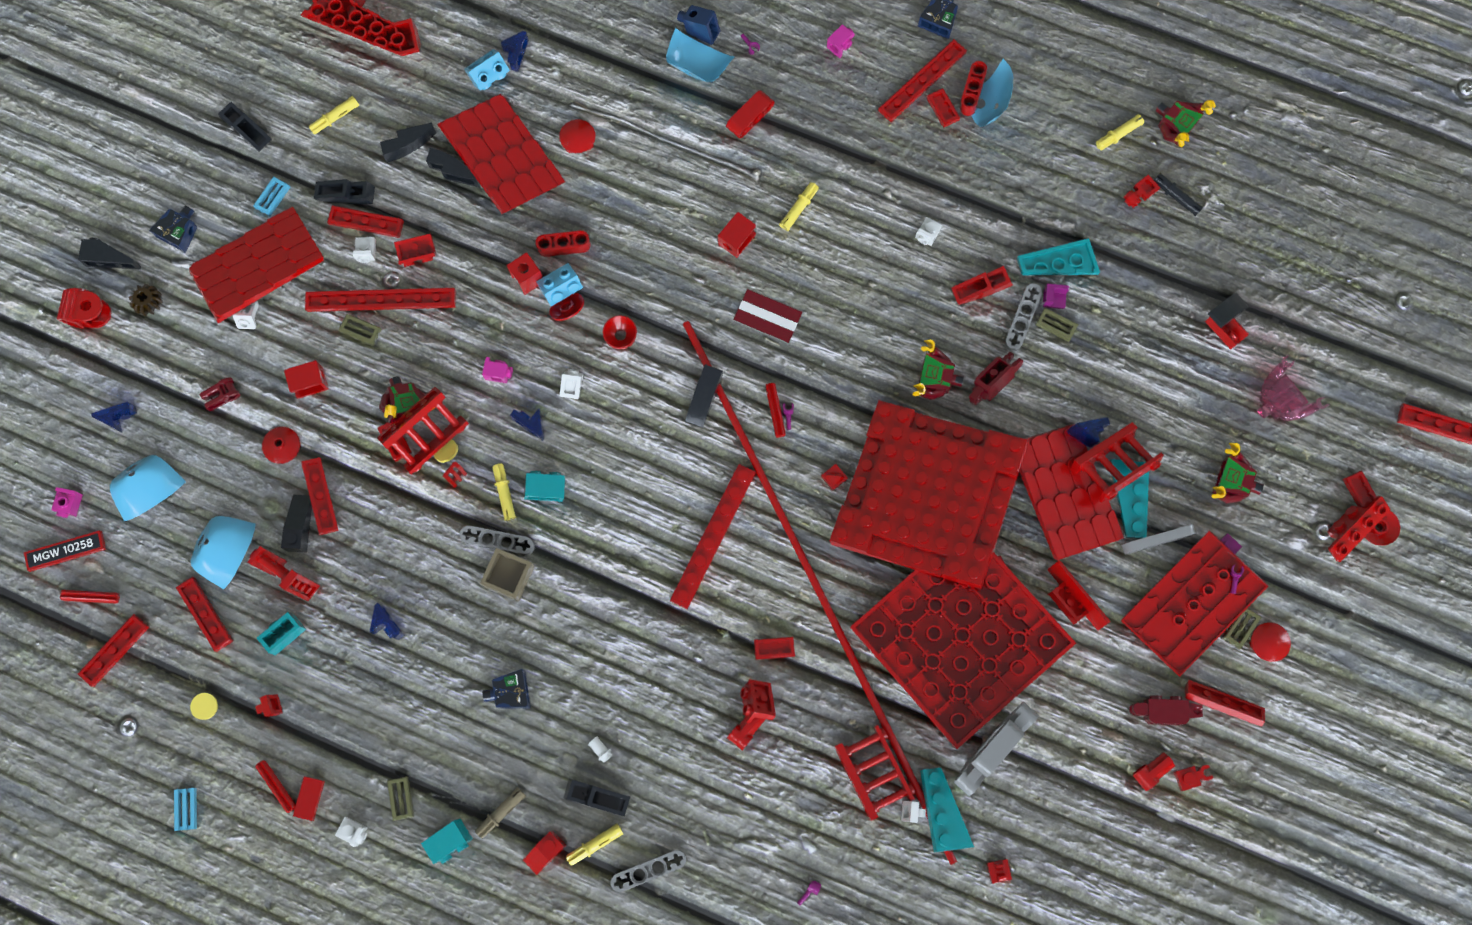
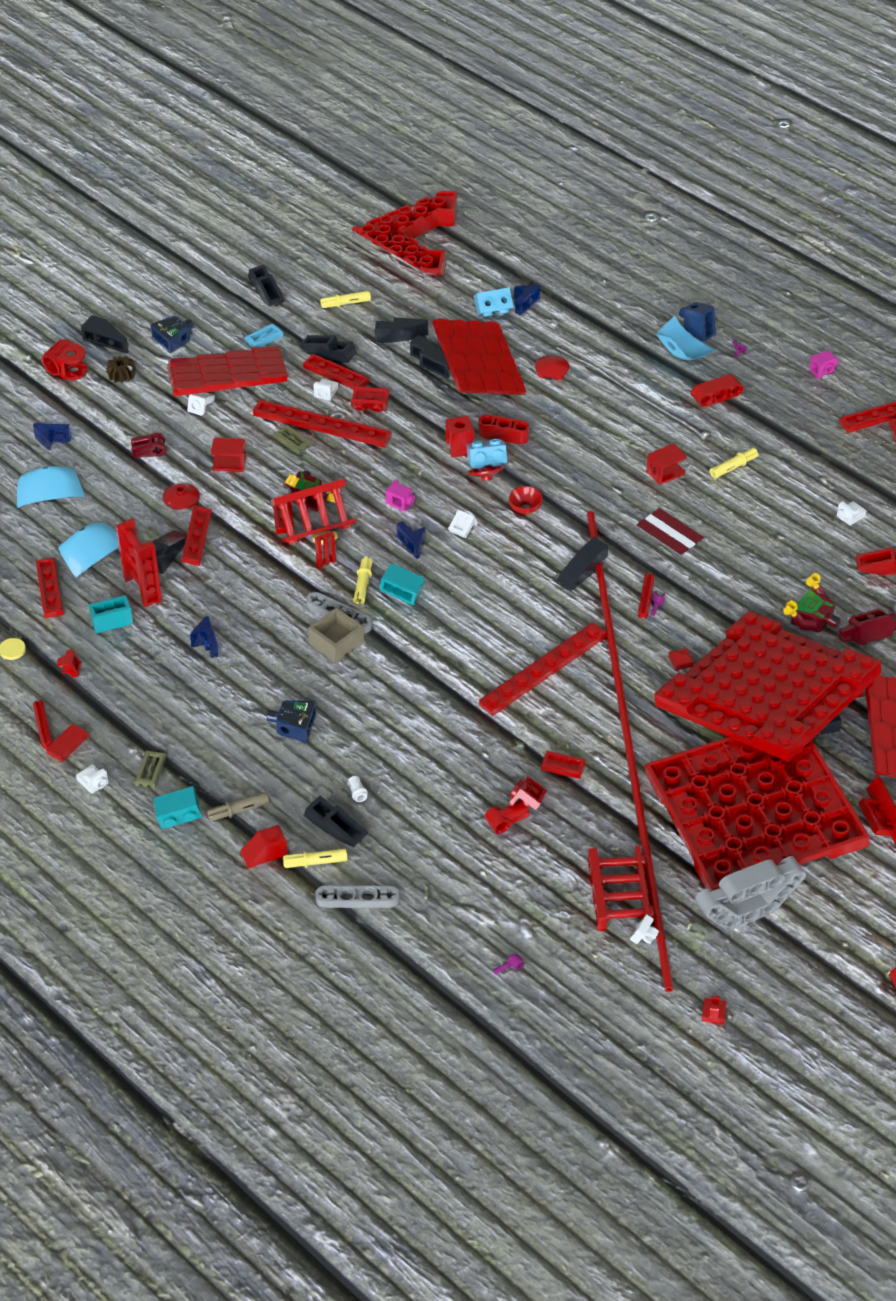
camera: 20 degrees right, 30 degrees down
(944, 817) = (675, 943): teal wing -> none

